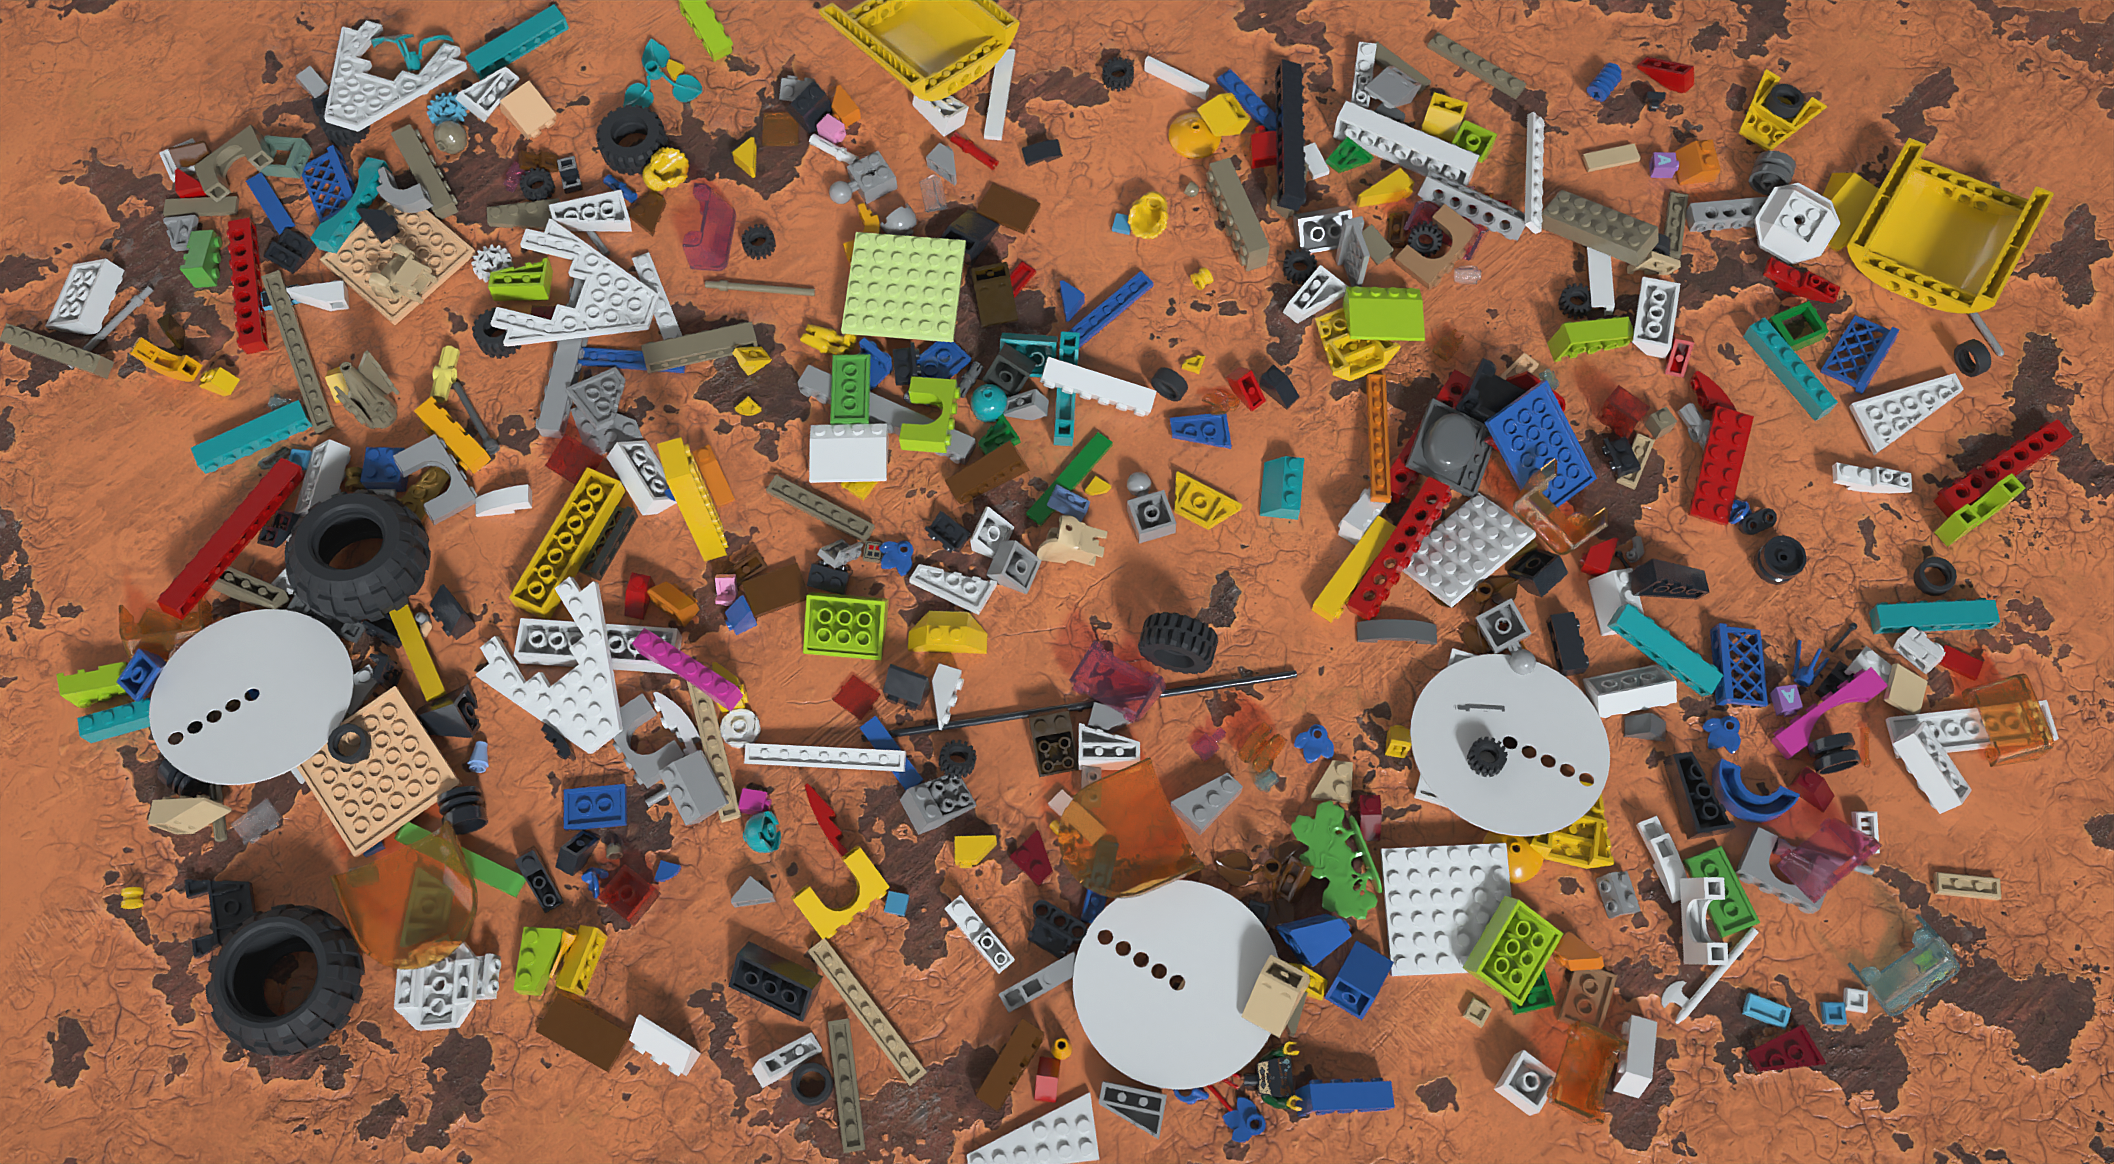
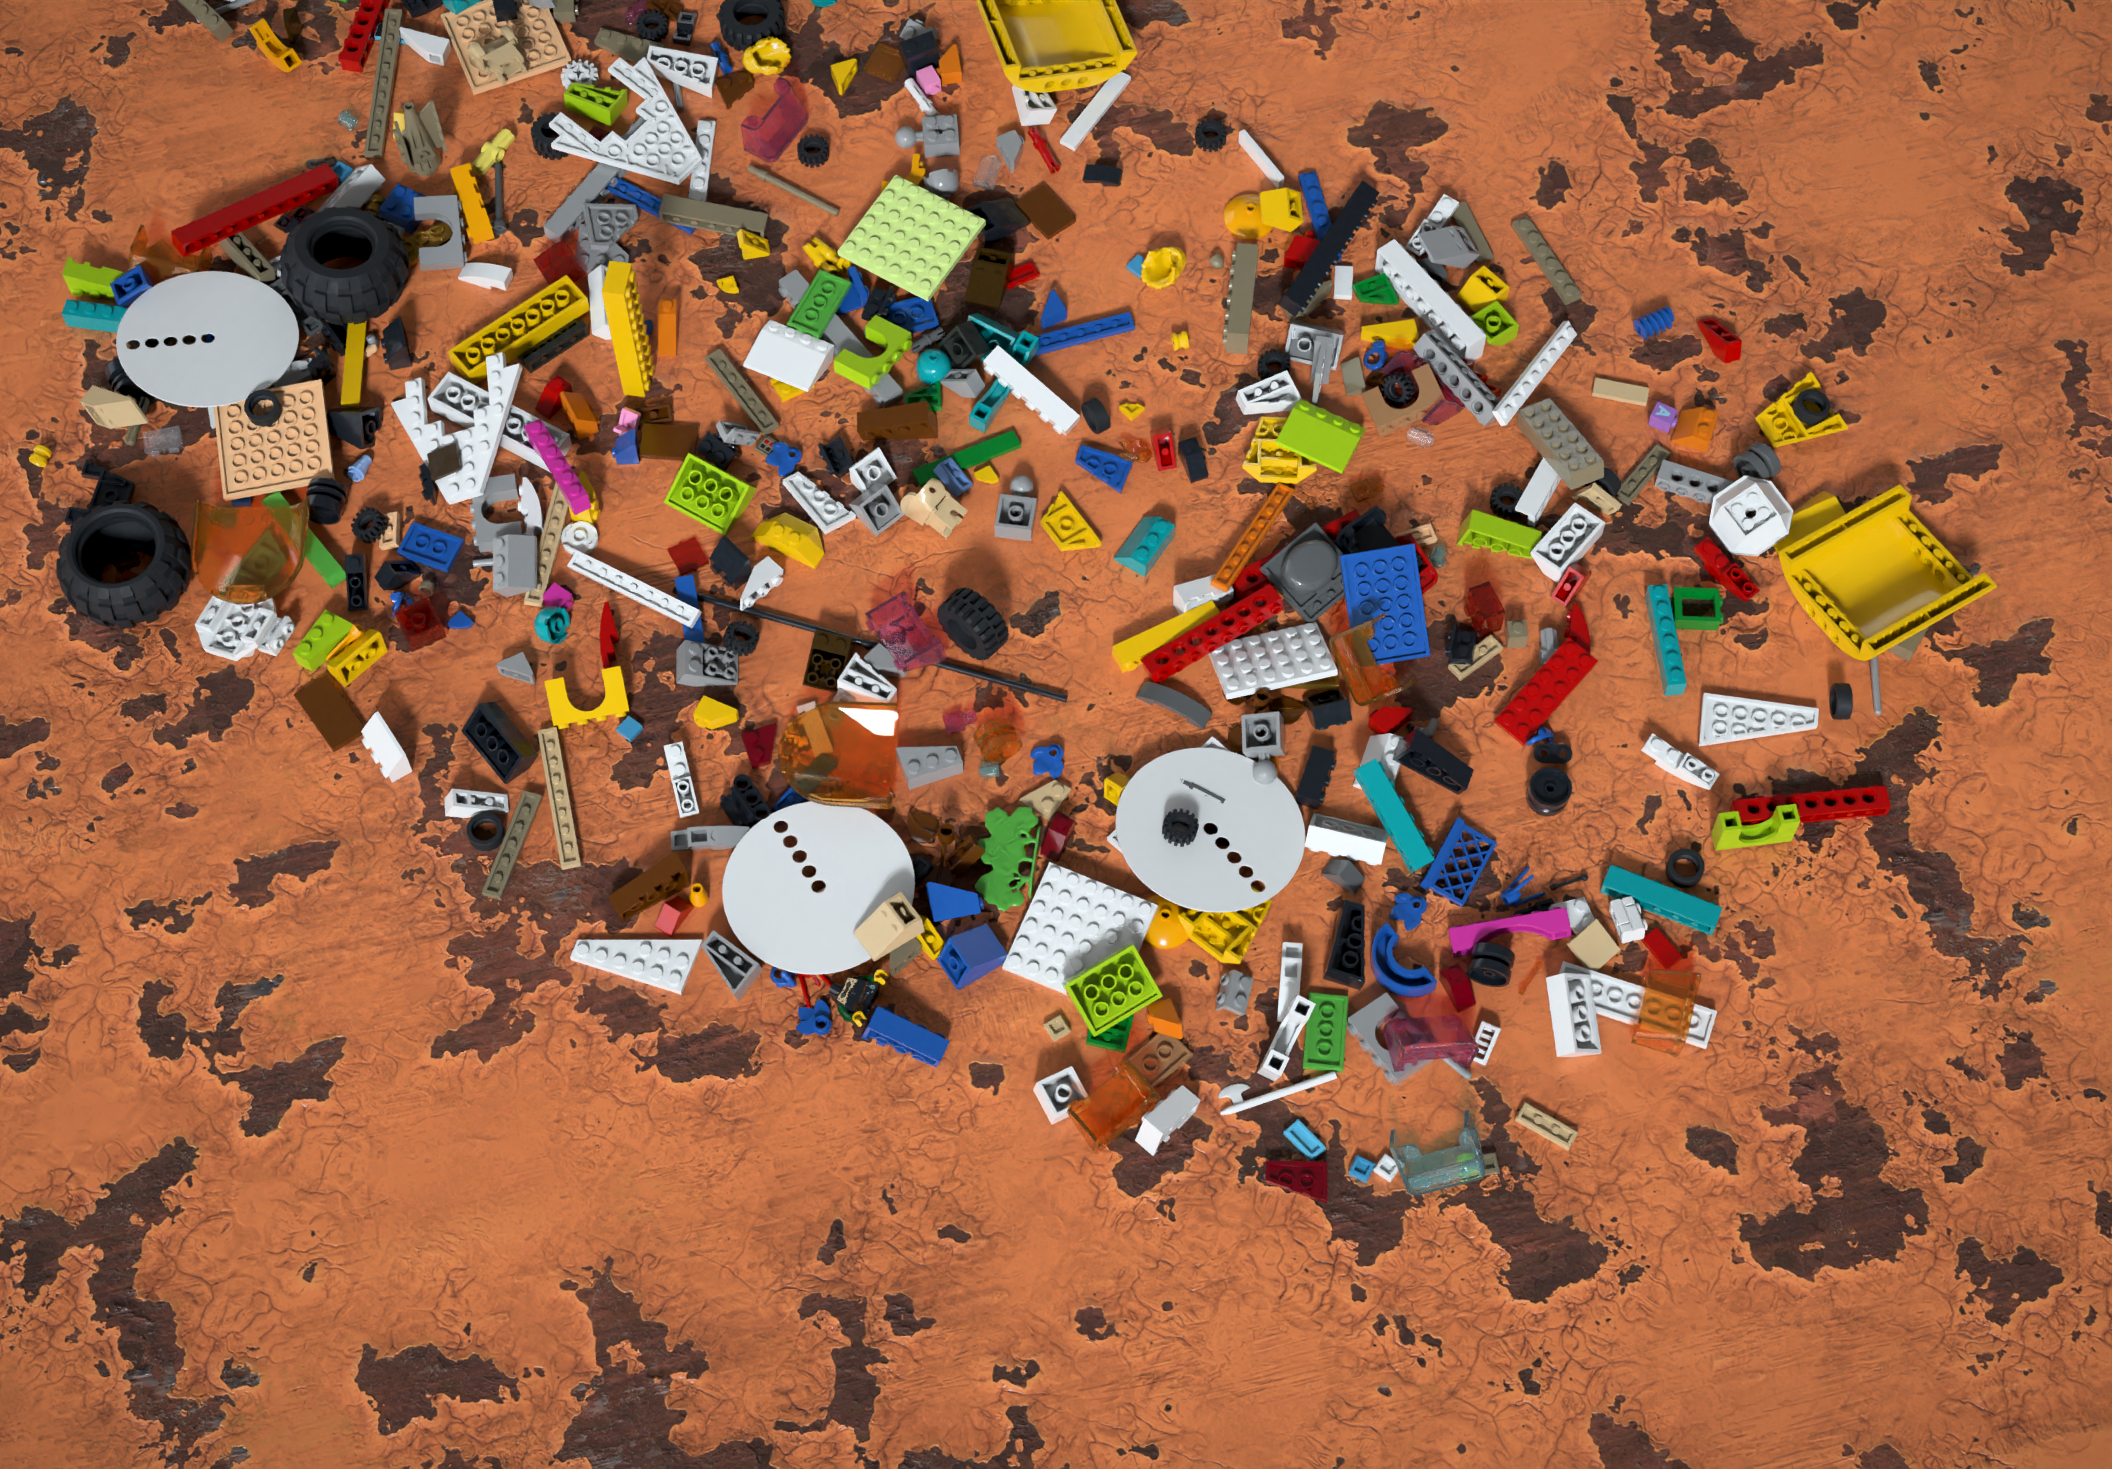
camera: 25 degrees right, 5 degrees down
(218, 381) = (308, 81): yellow slope -> none
(251, 437) = (311, 137): teal brick -> none
(531, 814) = (375, 530): none -> black tyre
(544, 809) = (392, 534): none -> light nougat plate
(566, 714) = (444, 461): none -> dark brown piece
(1383, 208) = (1379, 347): none -> blue piece
(1654, 99) = (1692, 356): black tile -> none
(1786, 700) = (1481, 907): medium lavender brick -> none
(1872, 363) = (1753, 666): blue fence -> none

